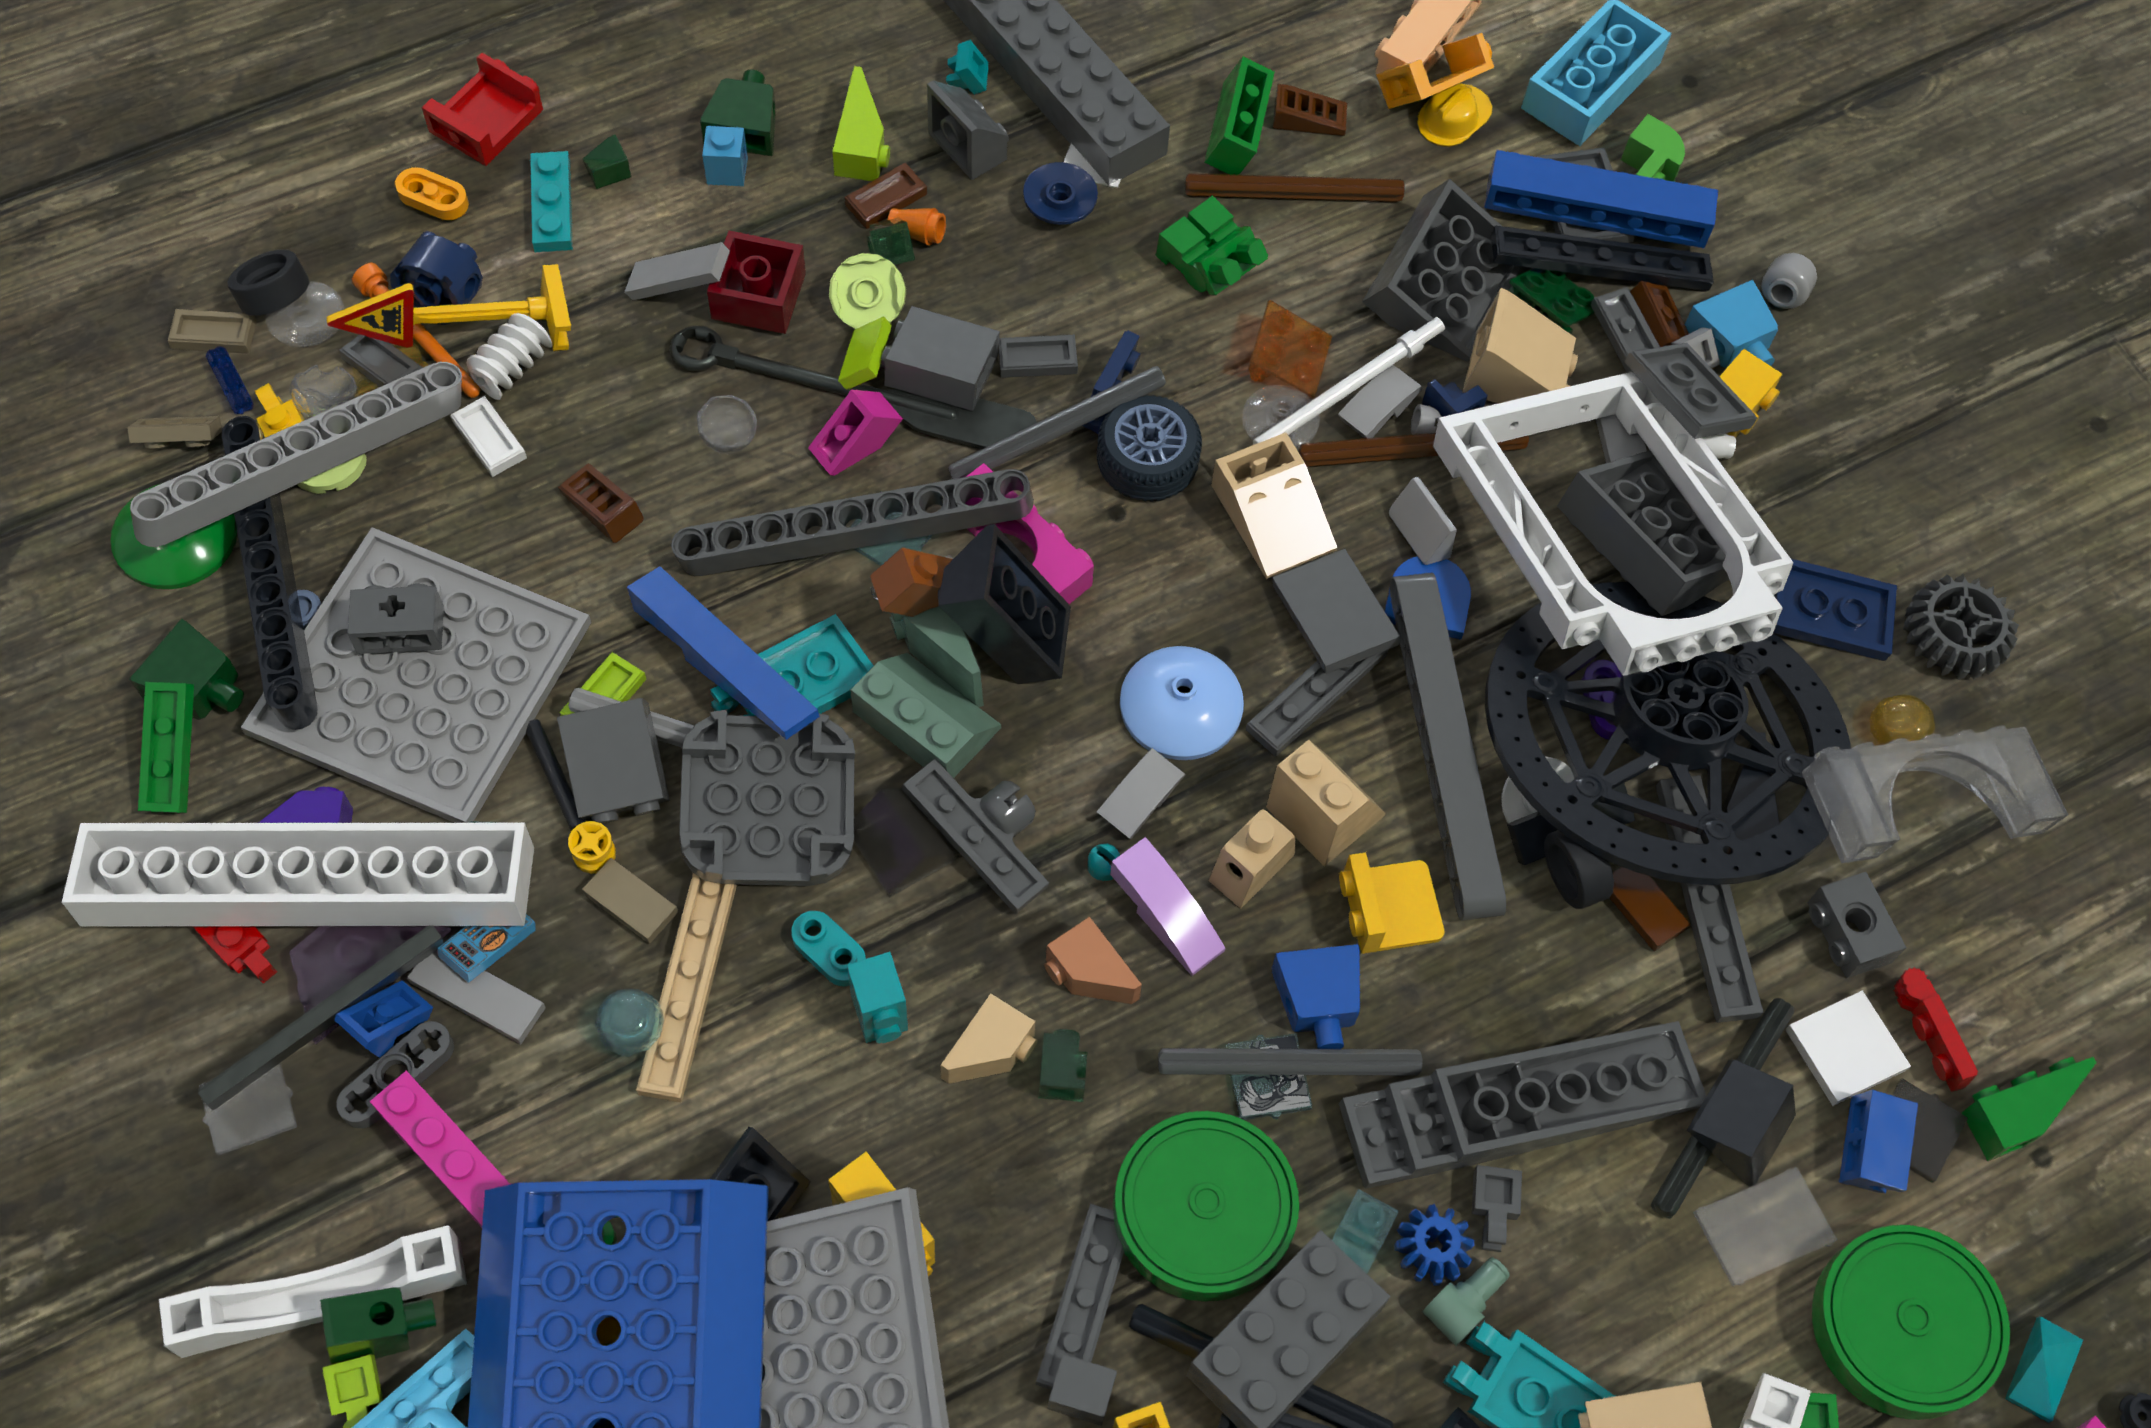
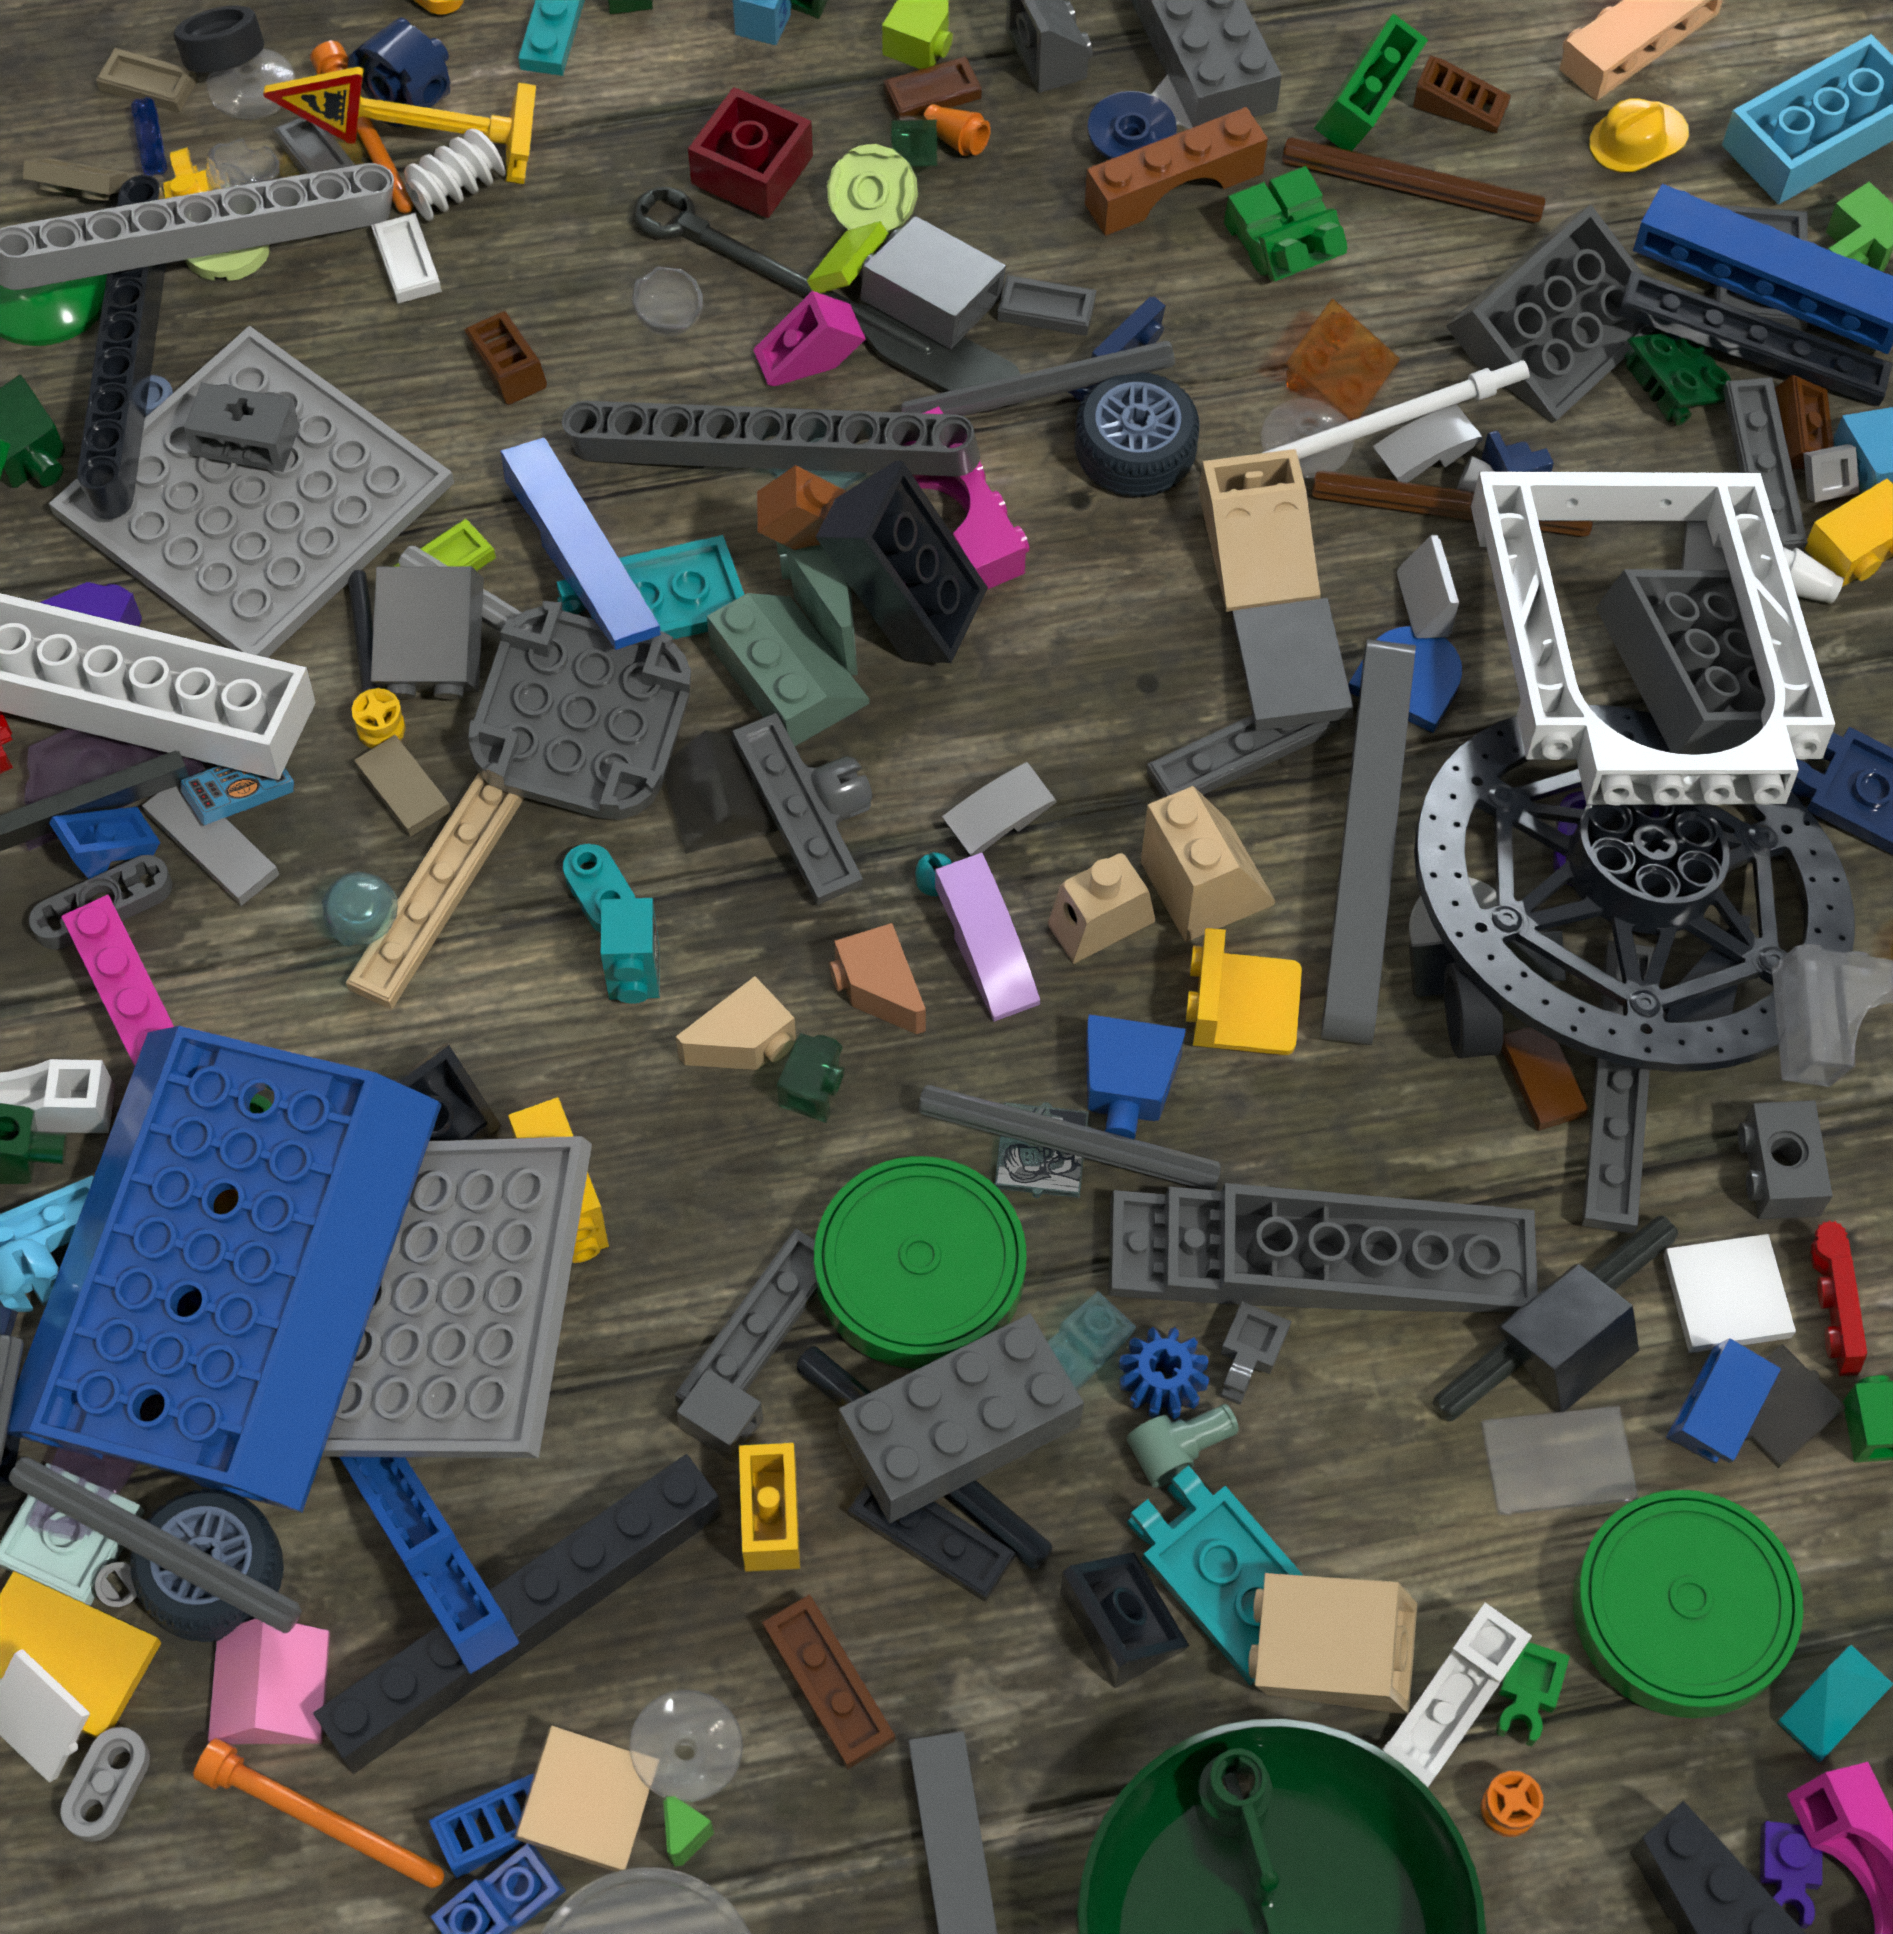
camera: 20 degrees right, 0 degrees up
(677, 271) = (665, 121): light grey tile -> none
(1076, 241) = (1131, 184): none -> dark orange arch
(1177, 722) = (1076, 745): light blue dish -> none
(1410, 82) = (1582, 83): light orange panel -> none
(1519, 352) = (1611, 420): tan slope -> none
(1690, 390) = (1797, 509): dark grey tile -> none

